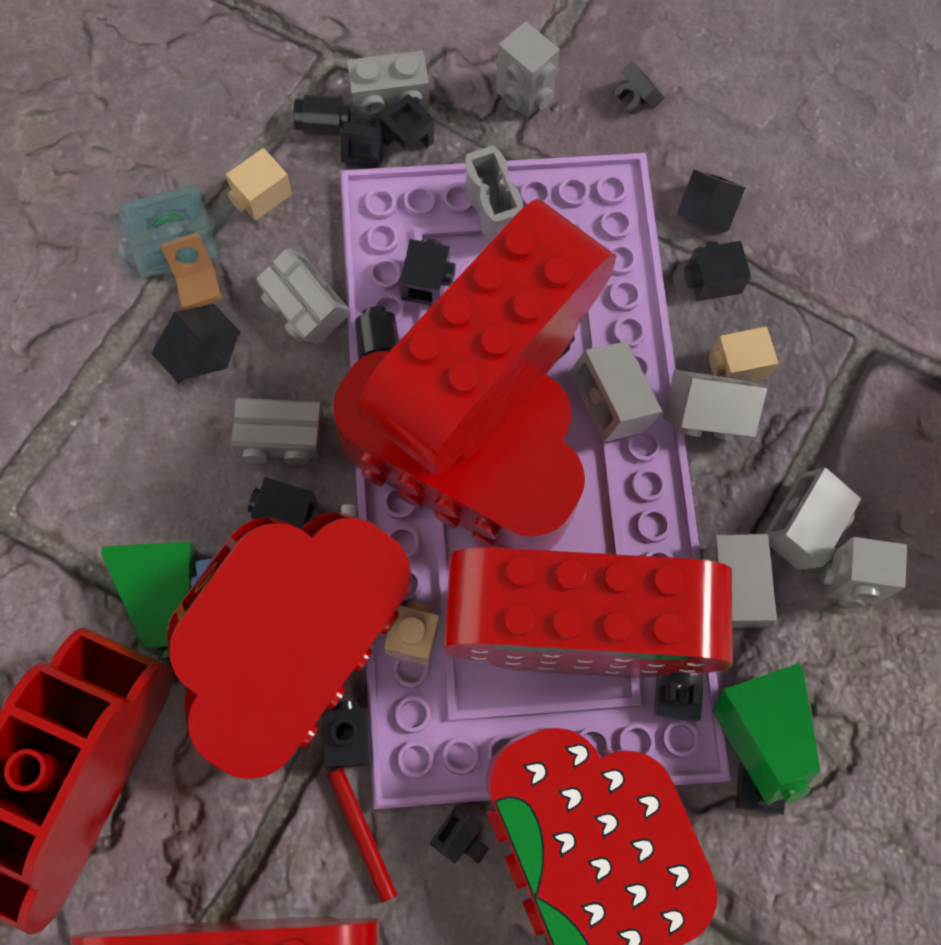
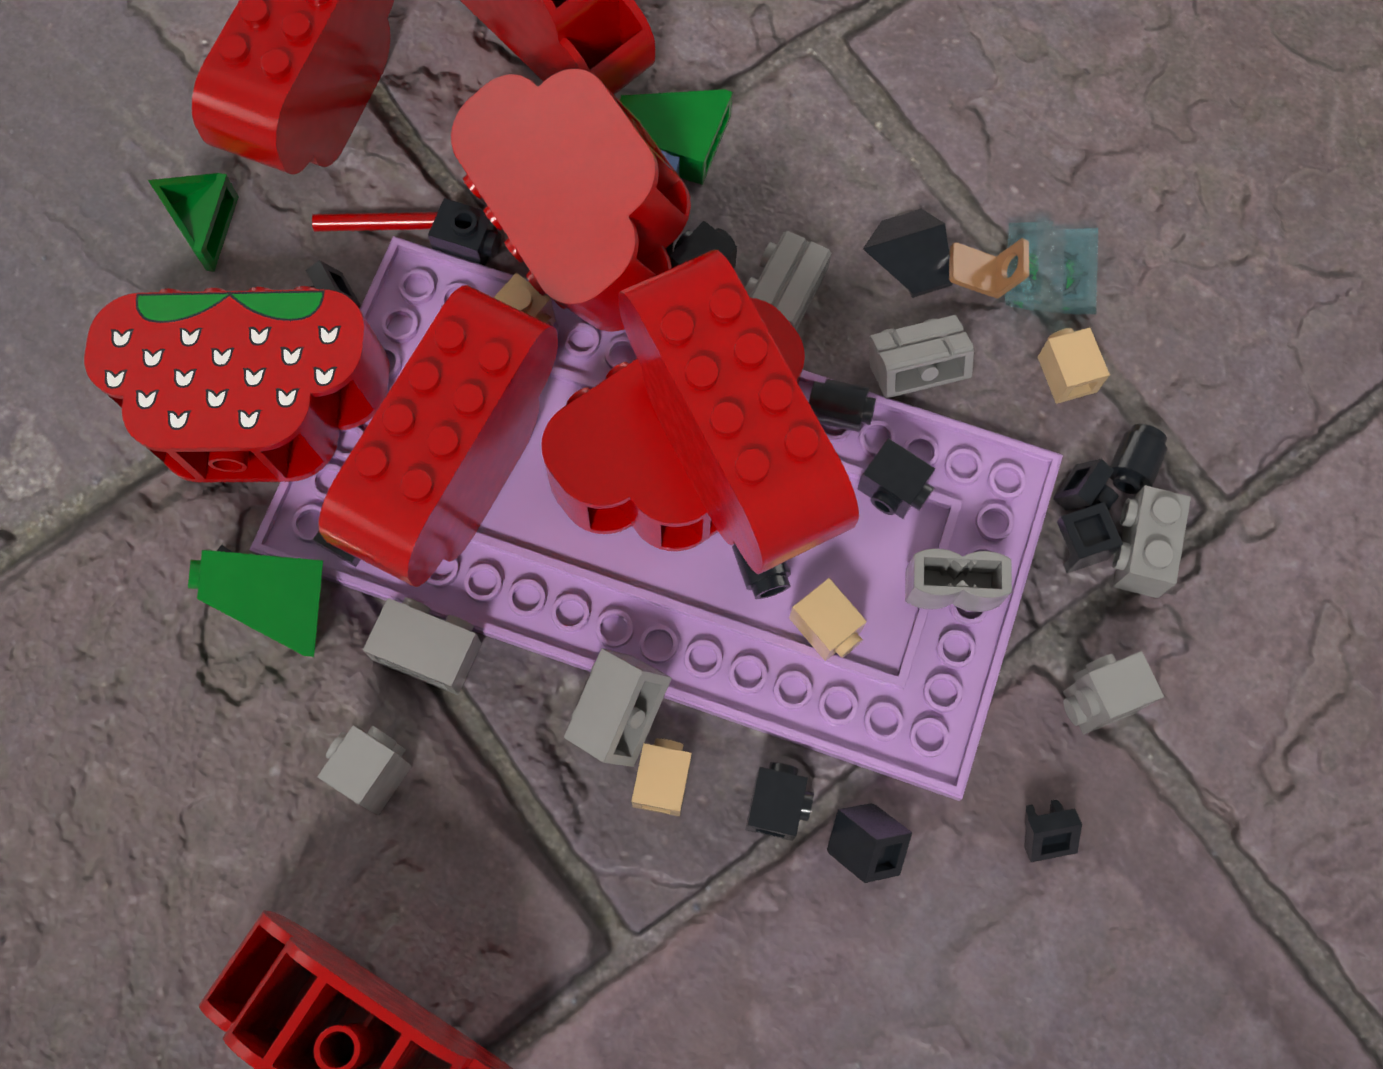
camera: 115 degrees right, 0 degrees up
(615, 391) = (675, 608): light grey brick -> none
(812, 519) = (448, 752): light grey brick -> none

